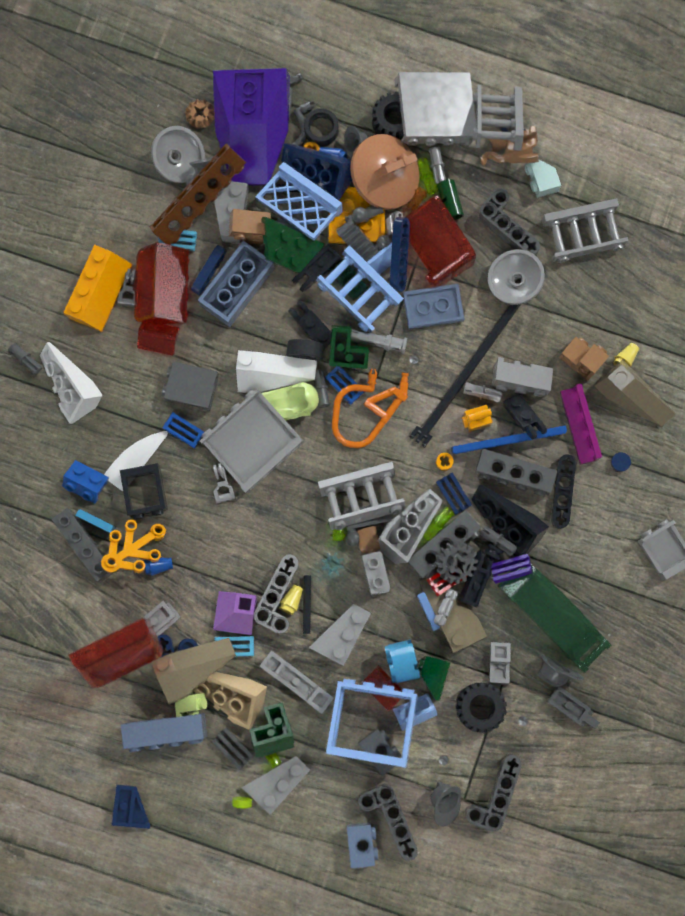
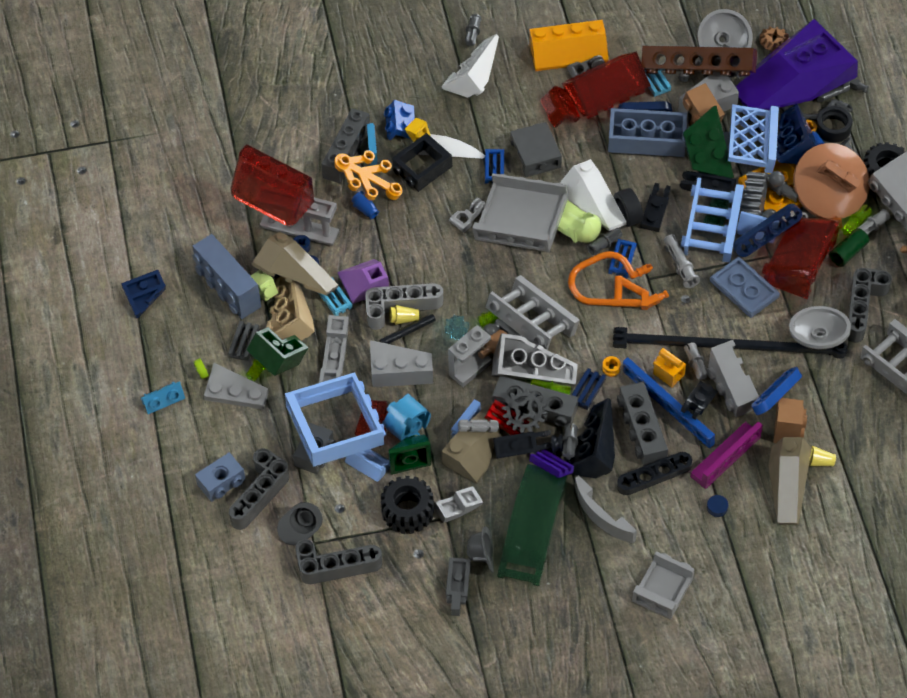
camera: 60 degrees right, 25 degrees down
(108, 474) = (417, 129): none -> yellow slope
(248, 859) = (164, 397): none -> dark azure hinge
(343, 354) = (649, 233): dark green brick -> none
(544, 331) = (776, 391): none -> blue beam
(553, 559) = (620, 529): none -> light grey slope

